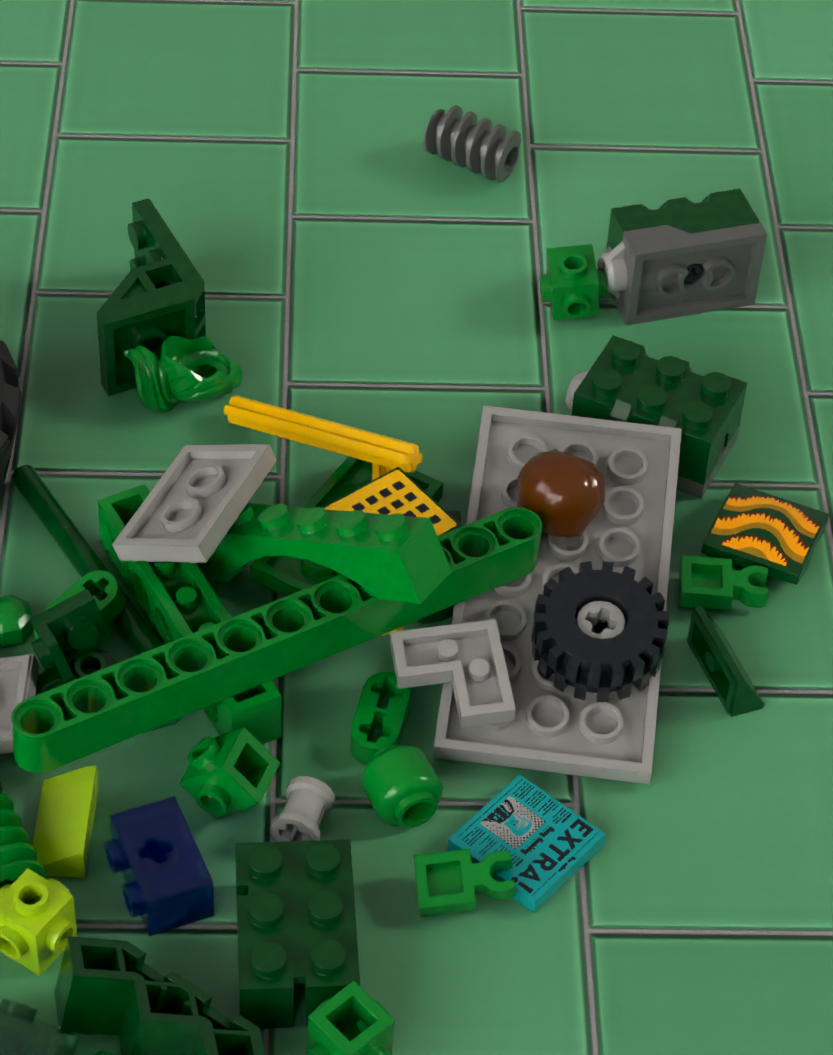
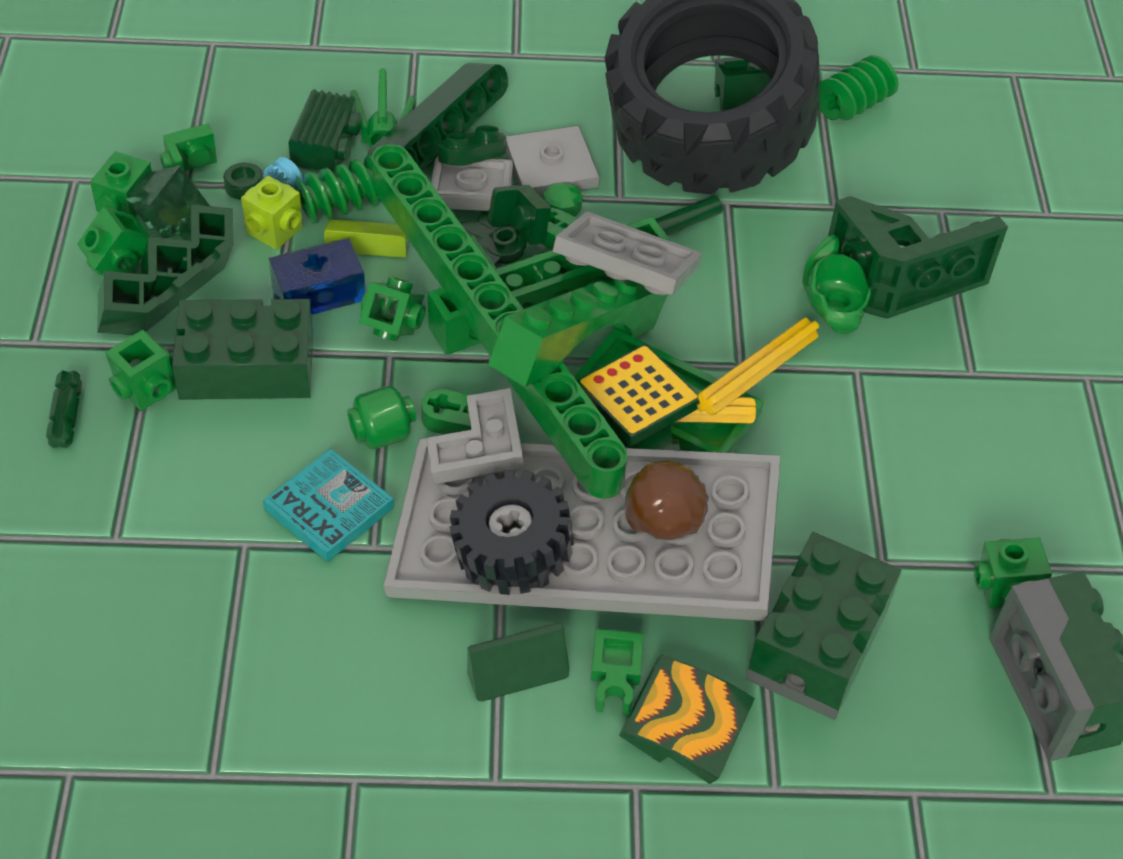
camera: 90 degrees right, 5 degrees up
(303, 811) = (361, 359): light grey bush -> none
(450, 881) = (283, 447): green plate -> none

